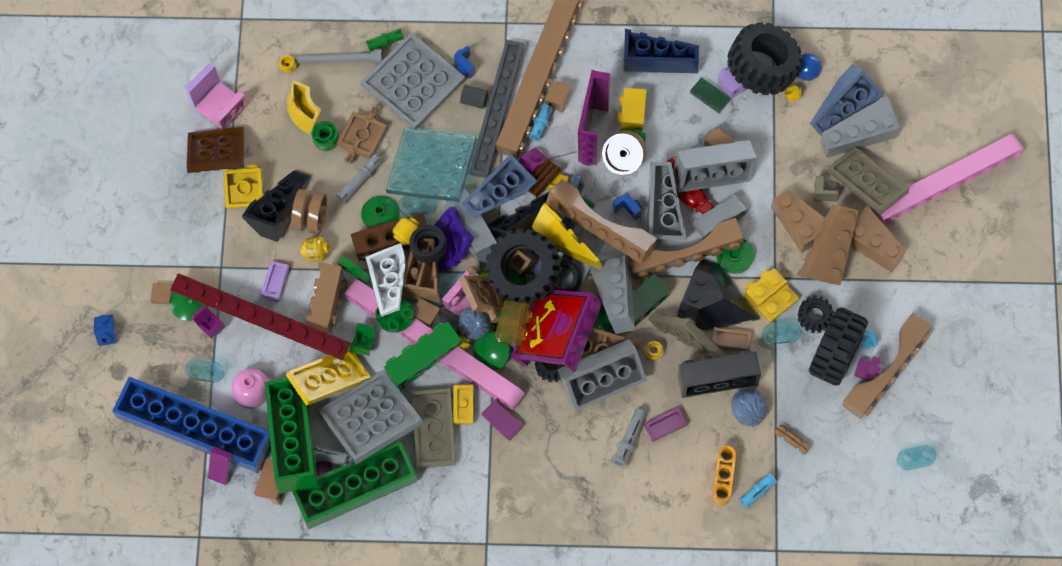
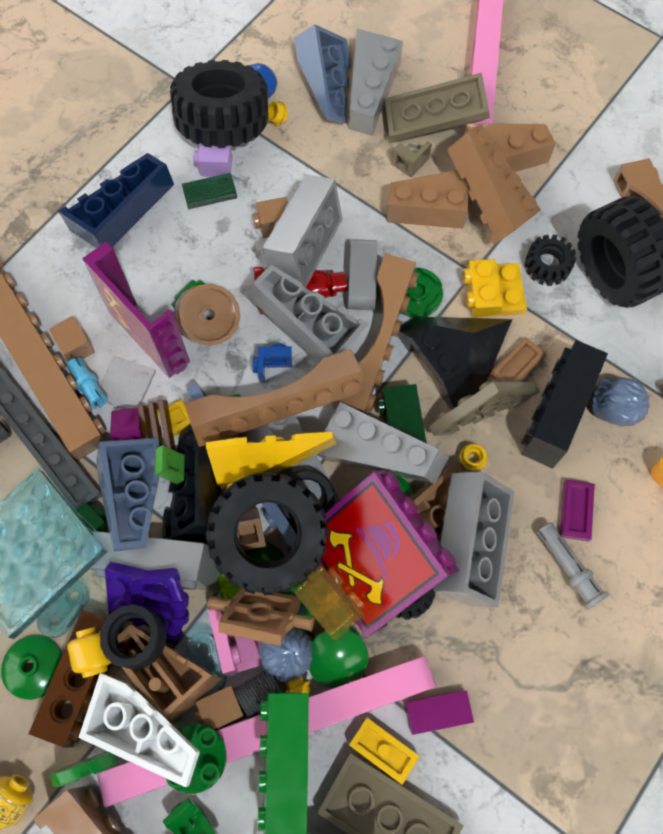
camera: 60 degrees left, 0 degrees up
(471, 183) = (93, 518): none -> dark green plate
(527, 197) = (169, 464): none -> bright green tile
(633, 108) = (159, 272): yellow brick -> none
(780, 331) = (548, 310): clear light blue plate -> none

